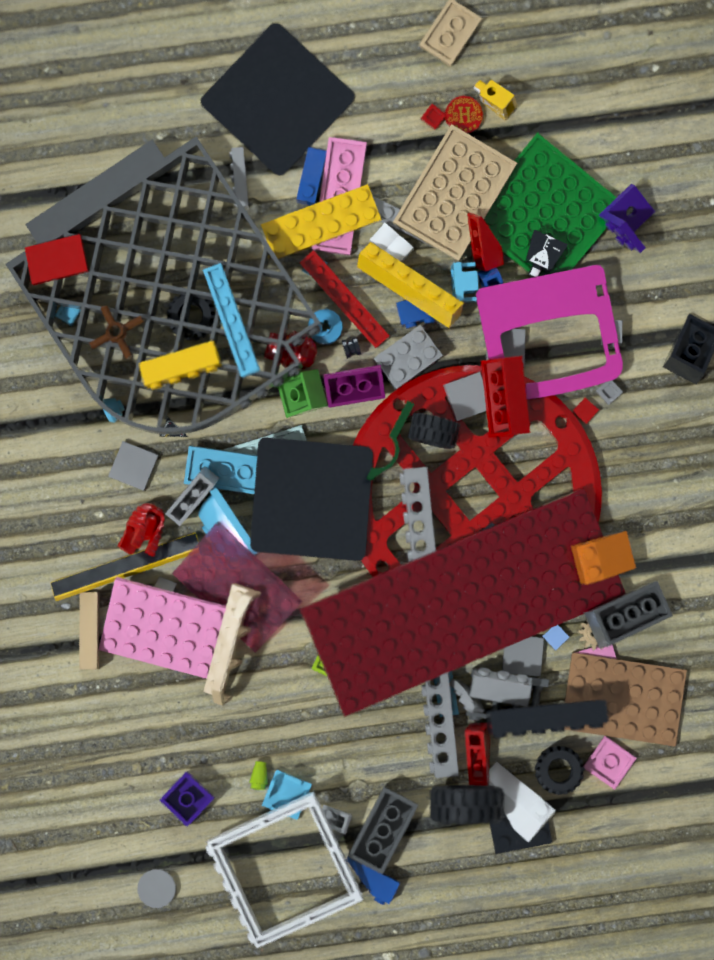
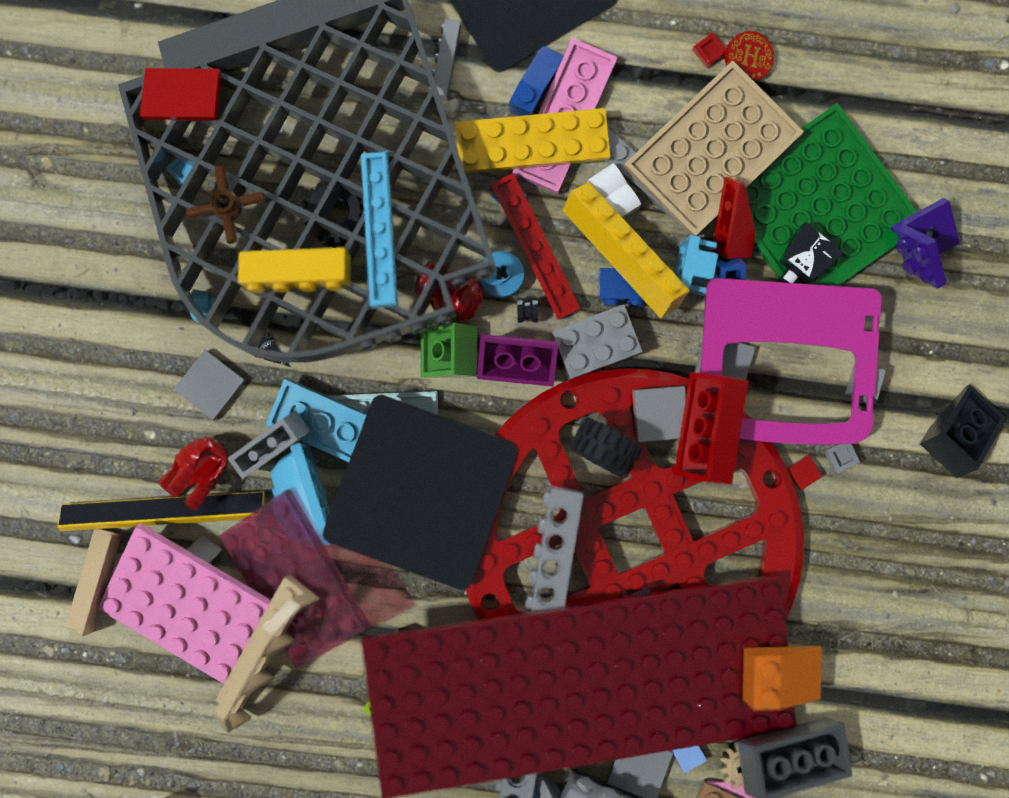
camera: 15 degrees right, 0 degrees up
(375, 472) = (550, 438): dark green piece -> none
(496, 98) = (798, 45): yellow torso -> none

